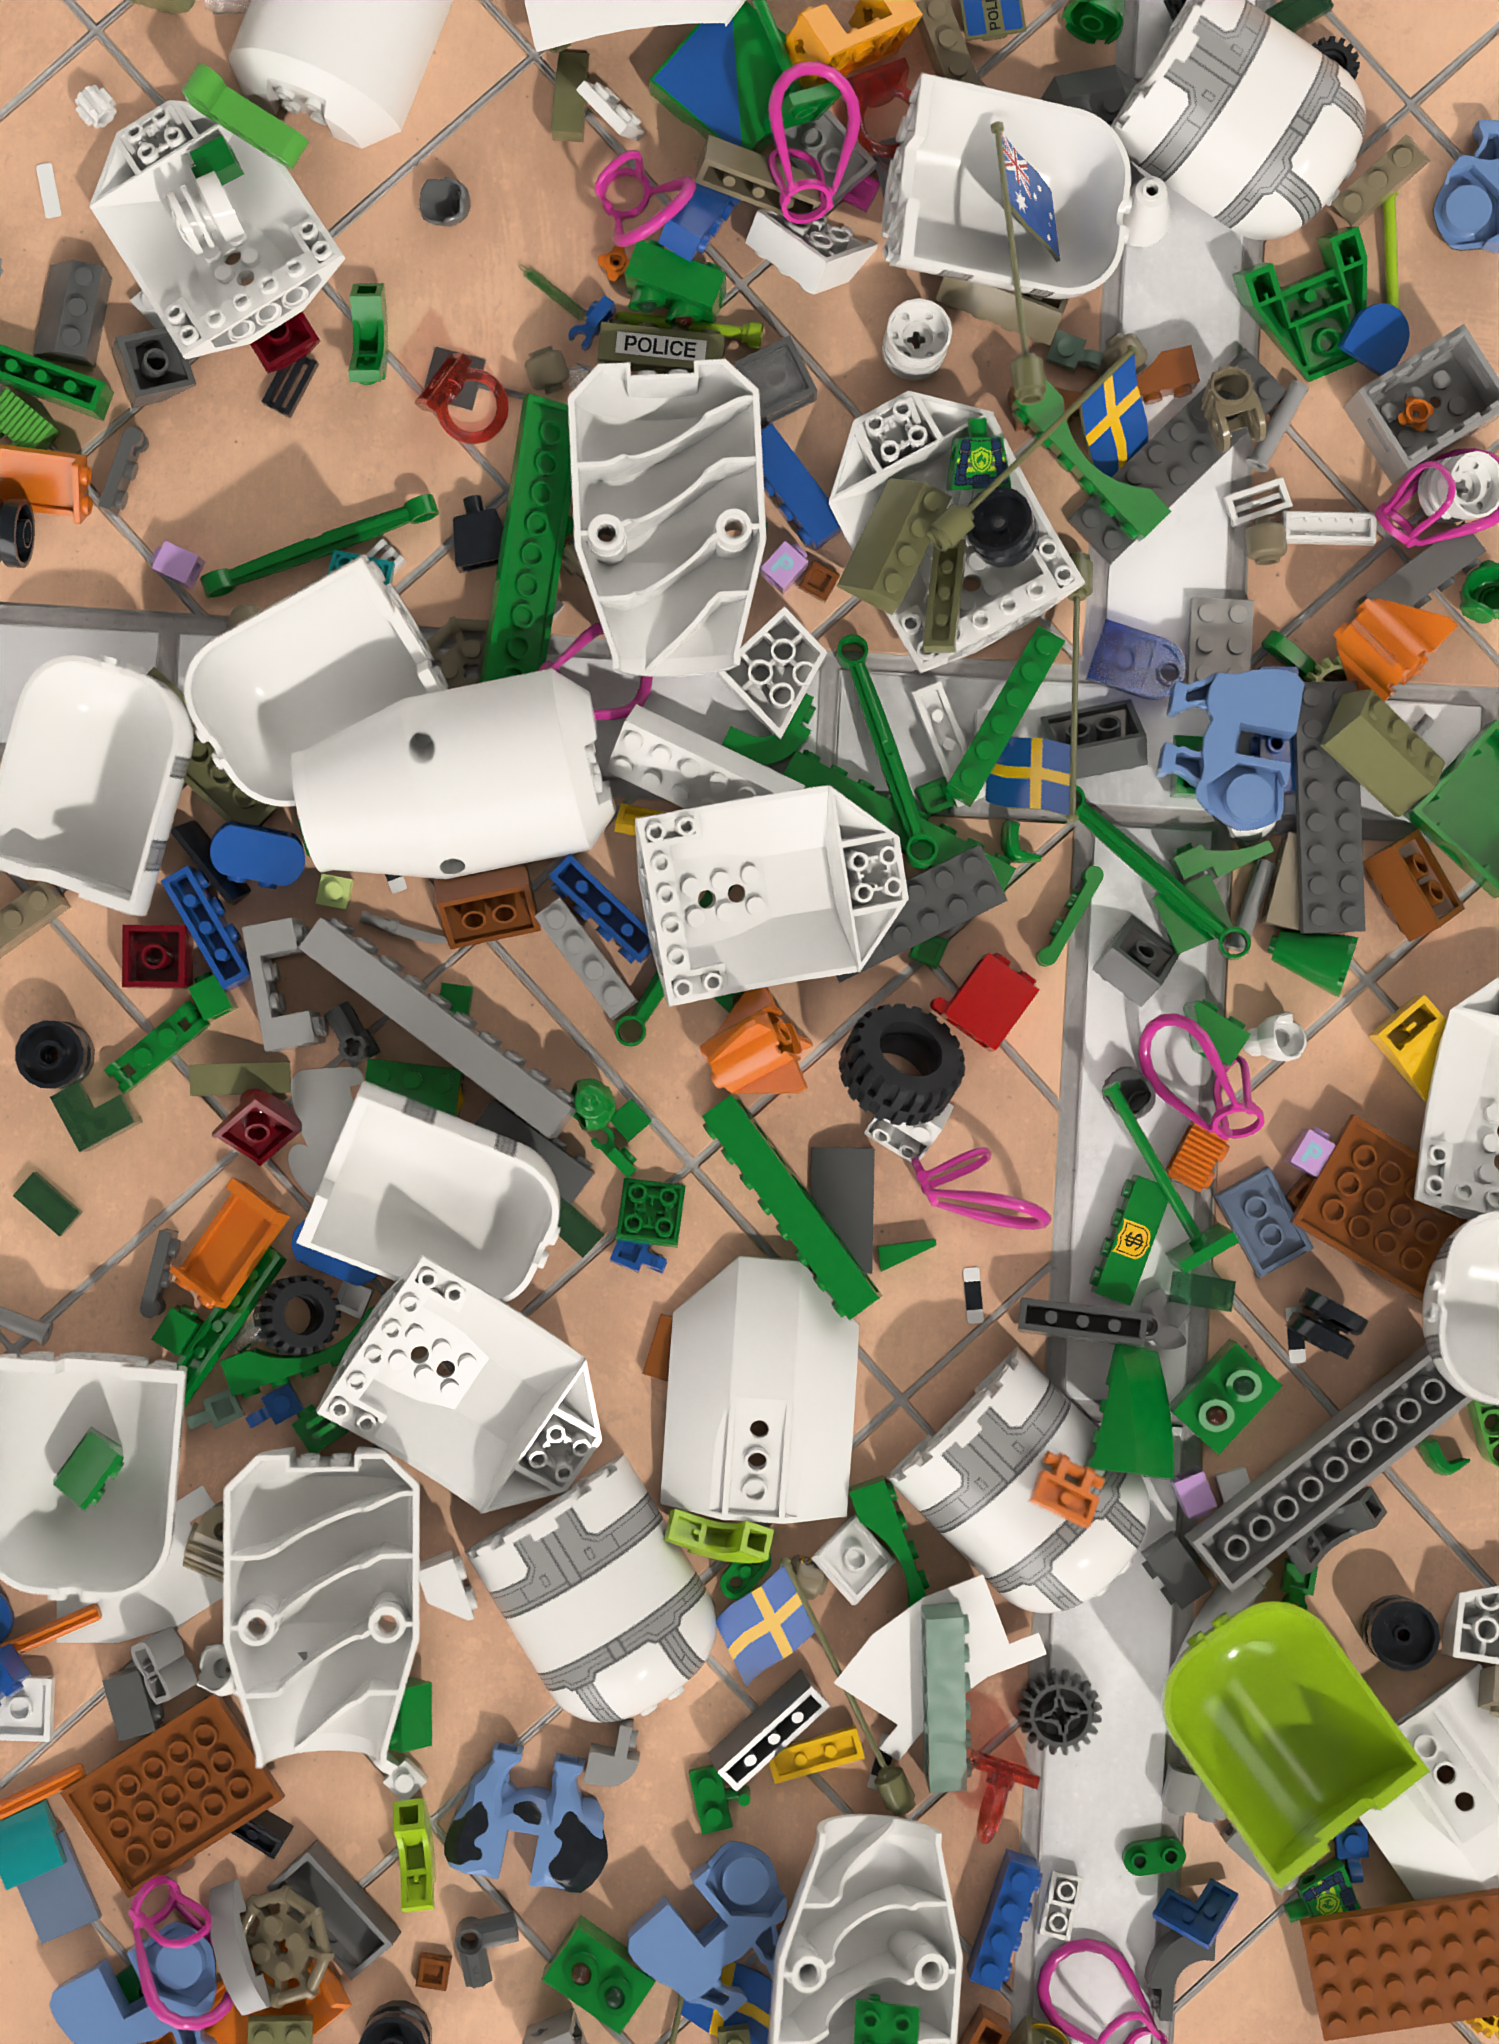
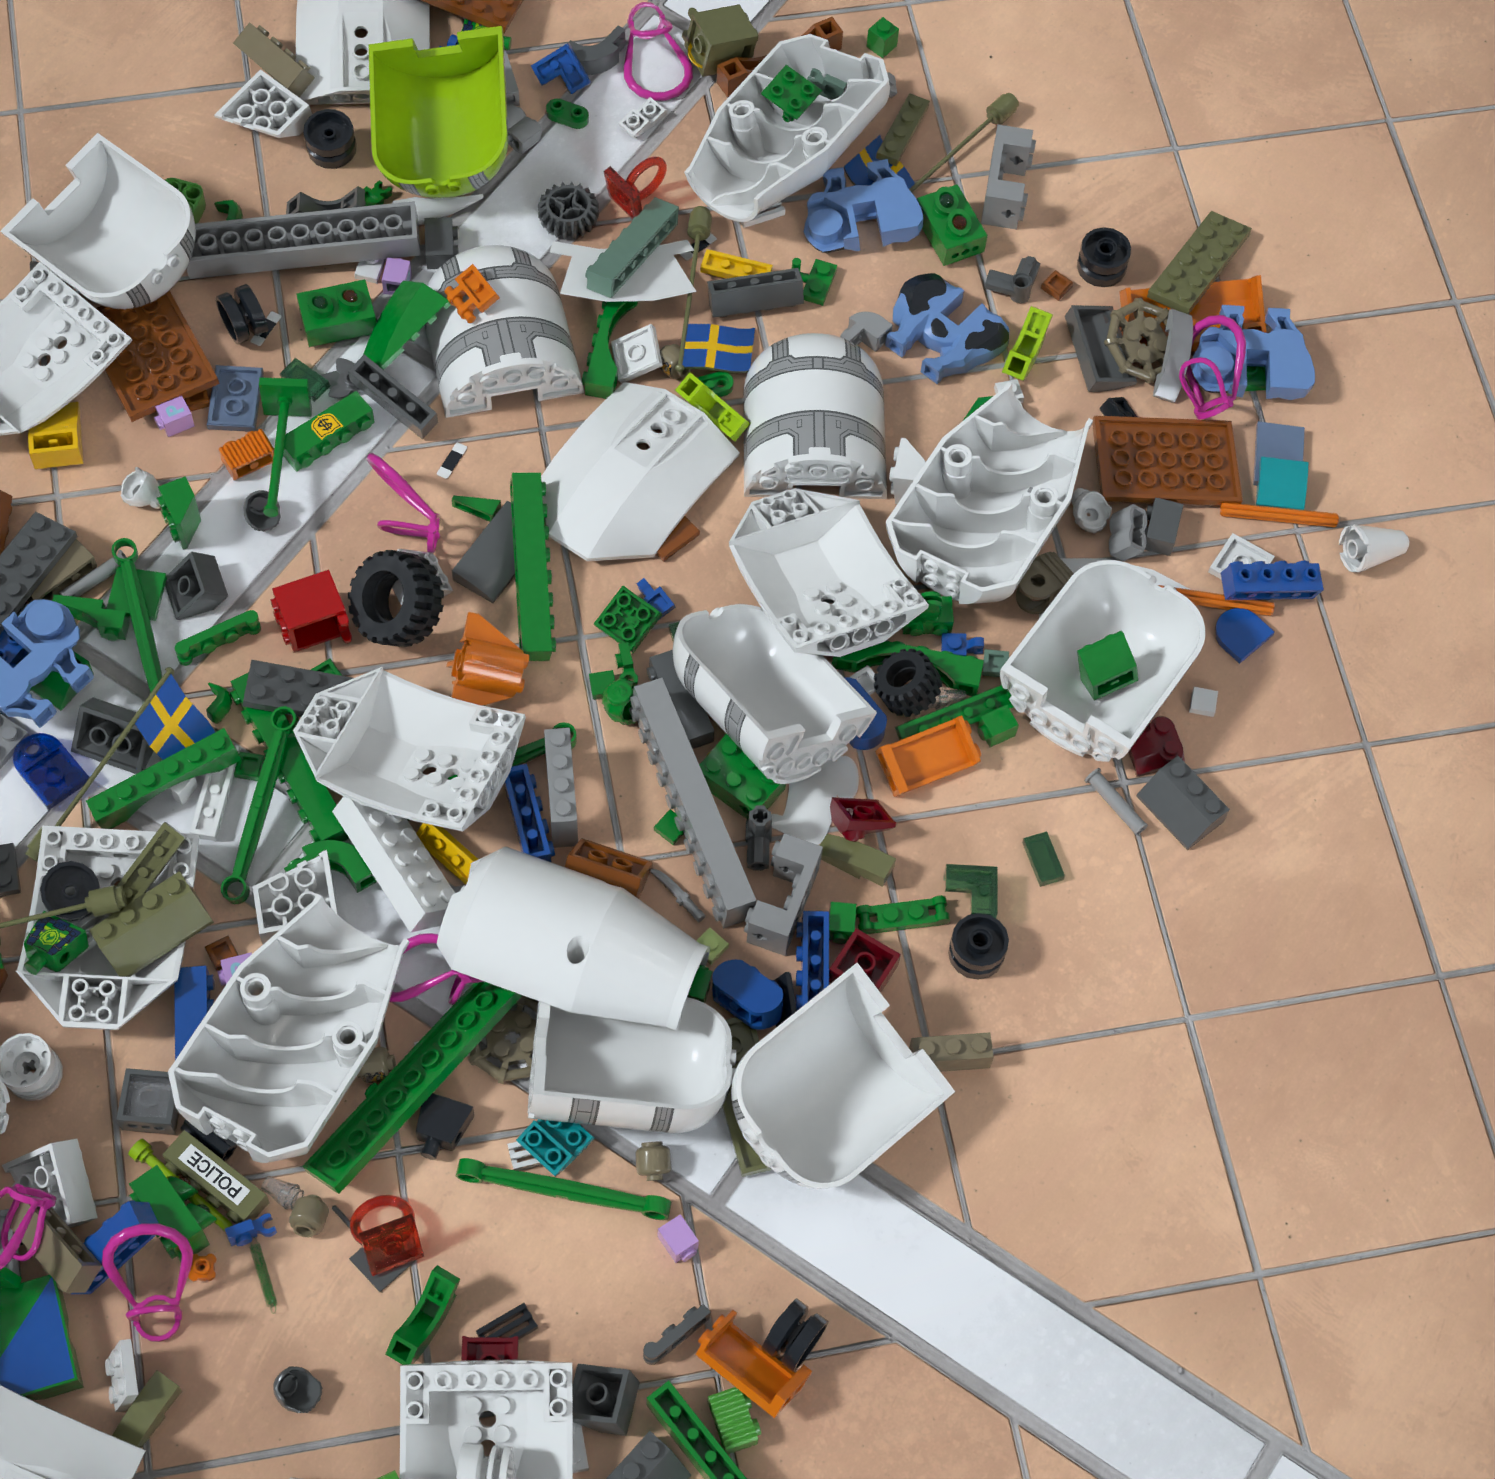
camera: 150 degrees left, 25 degrees down
(159, 1275) = (988, 768): dark grey plate -> none
(1003, 1919) = (680, 126): blue brick -> none
(1221, 1079) = (215, 451): dark pink animal -> none
(1315, 957) = (78, 513): green cone -> none

